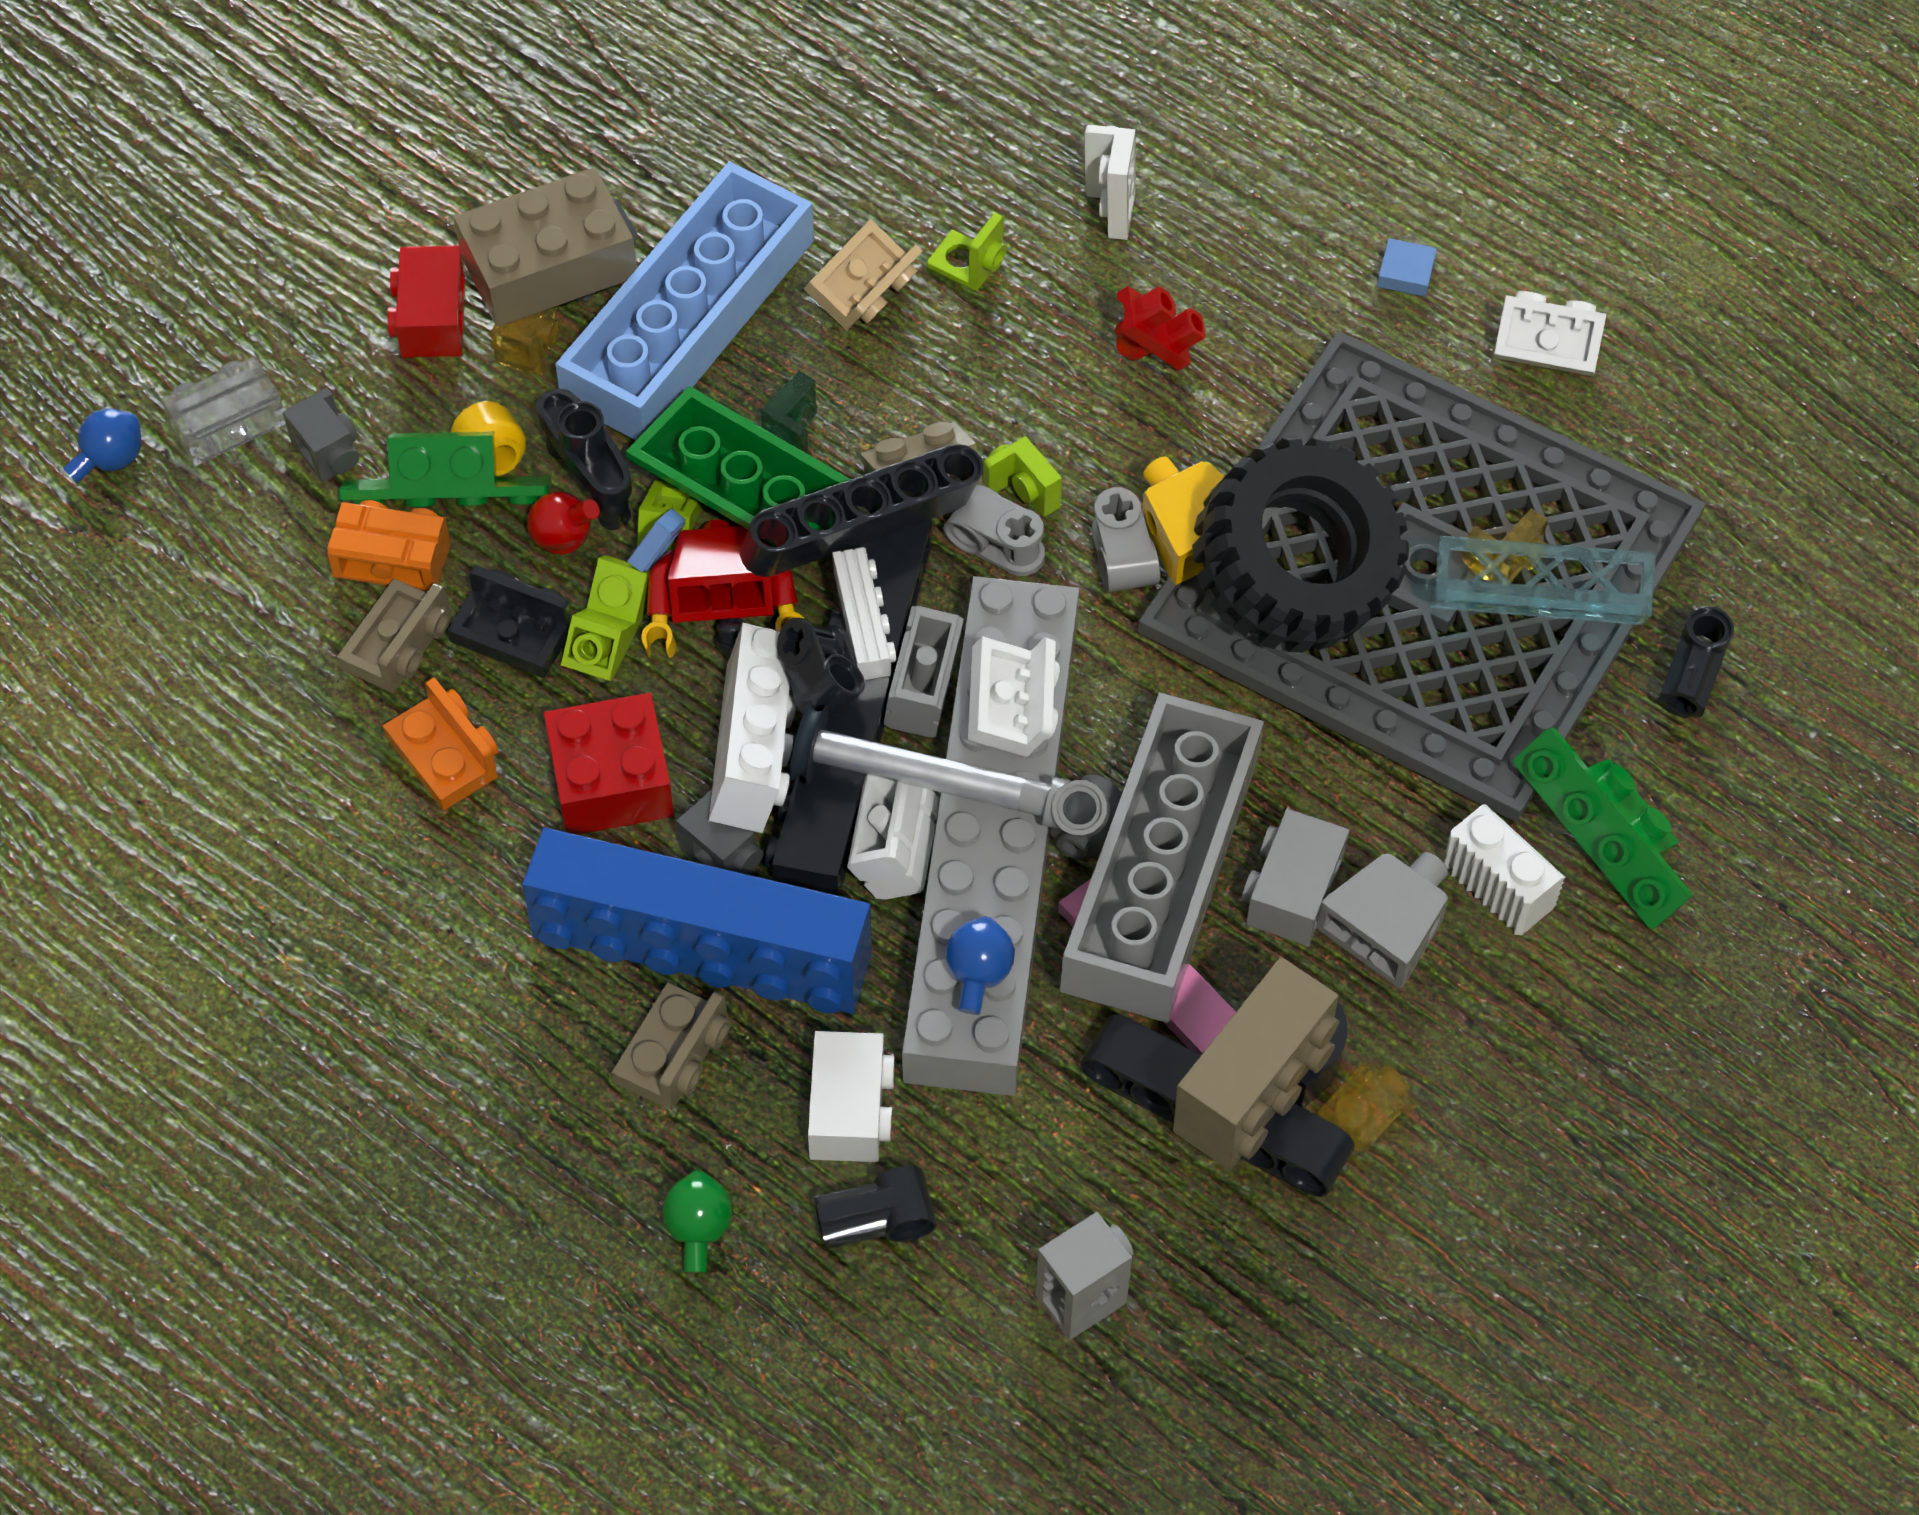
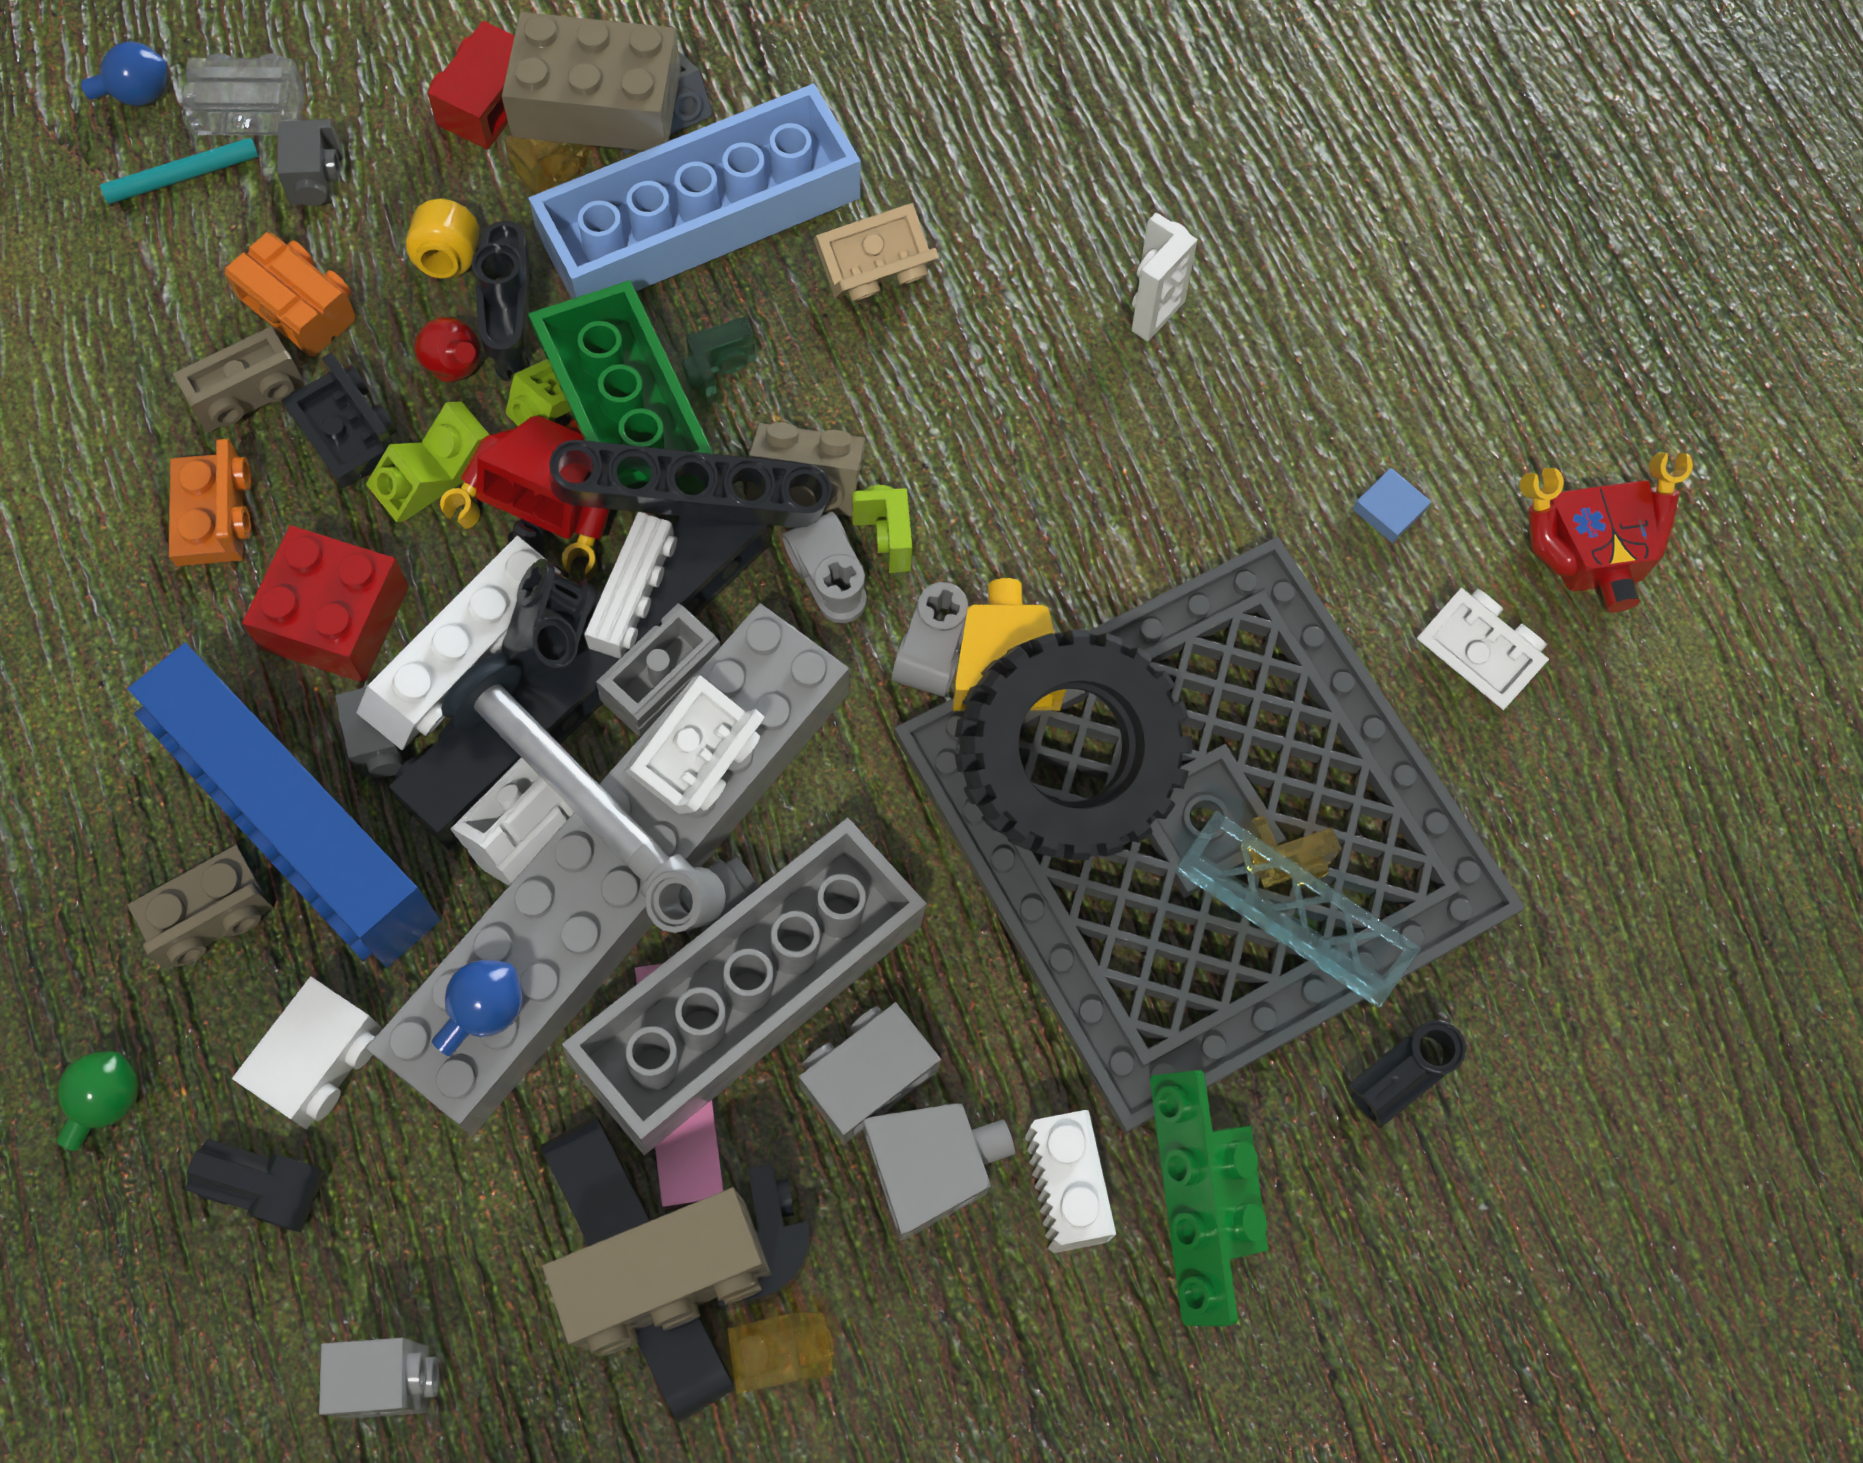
camera: 25 degrees right, 10 degrees up
(205, 501) = (179, 170): none -> teal bar
(444, 467) = (381, 247): green bracket -> none
(657, 541) = (504, 413): medium blue tile -> none
(985, 254) = (995, 287): lime bracket -> none
(1154, 329) = (1101, 442): red hips -> none
(1586, 203) = (1607, 532): none -> red torso

